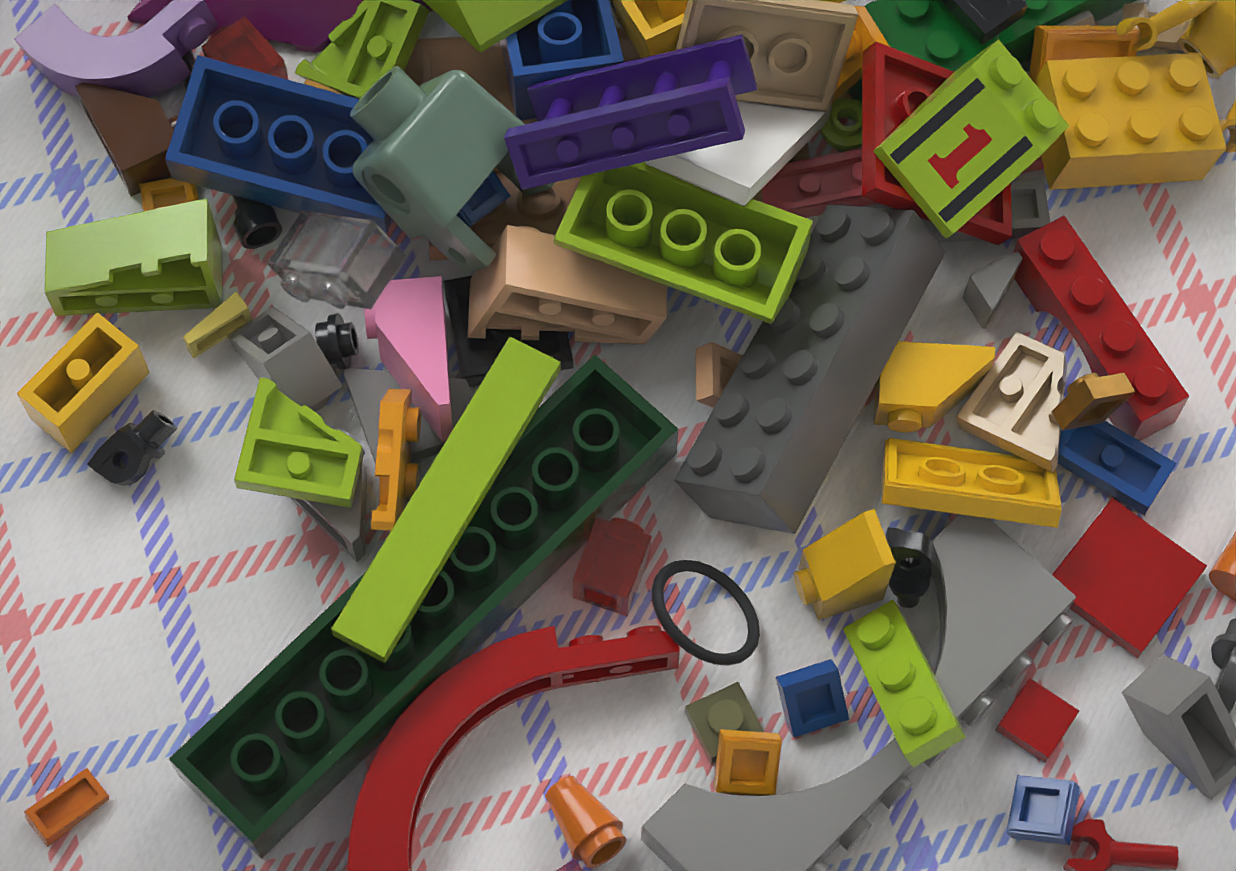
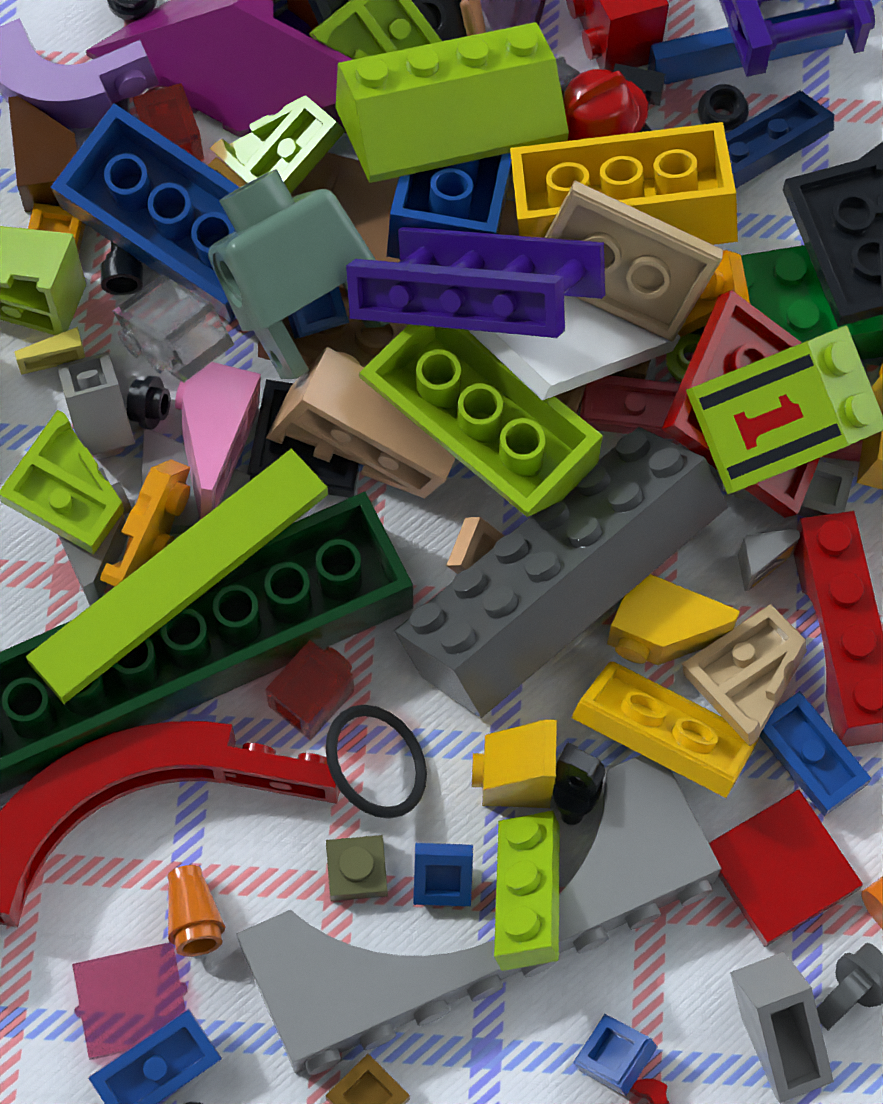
camera: 20 degrees right, 0 degrees up
(747, 762) = (360, 912): light orange tile -> none
(1037, 720) = (645, 970): red tile -> none
(1092, 400) = (809, 691): pearl gold plate -> none

